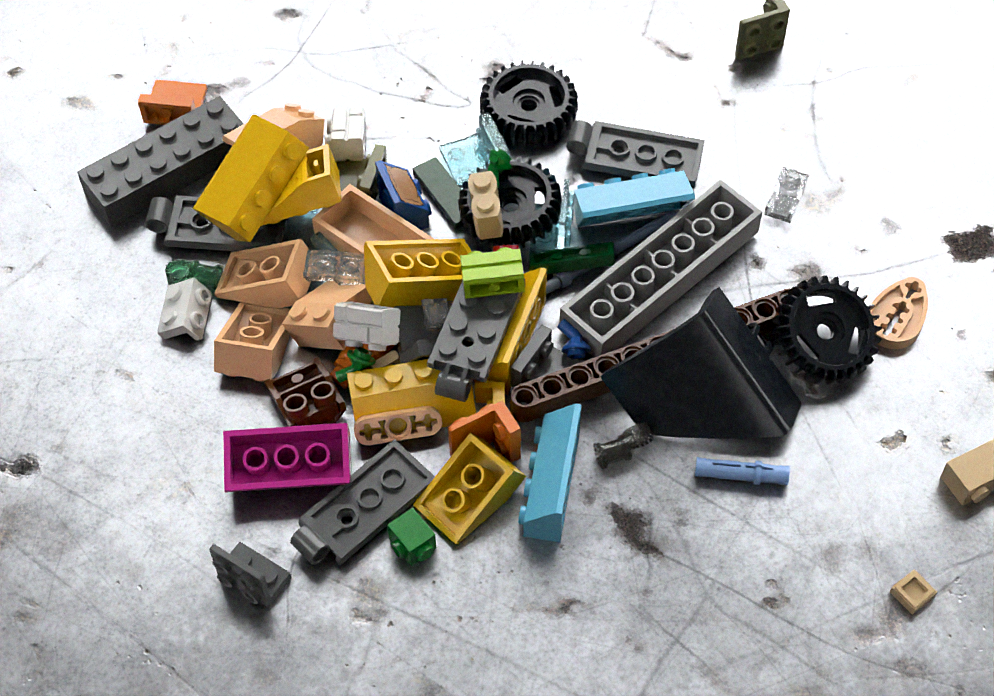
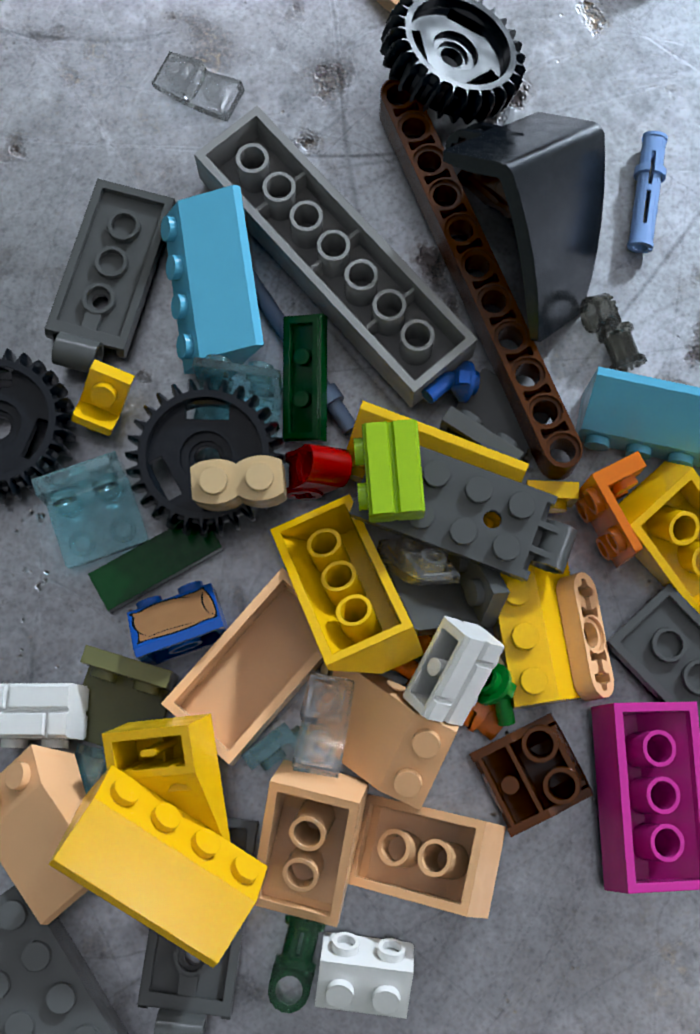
camera: 90 degrees left, 20 degrees up
(499, 162) = (150, 461): green plate -> none
(549, 154) = (102, 398): none -> yellow bracket

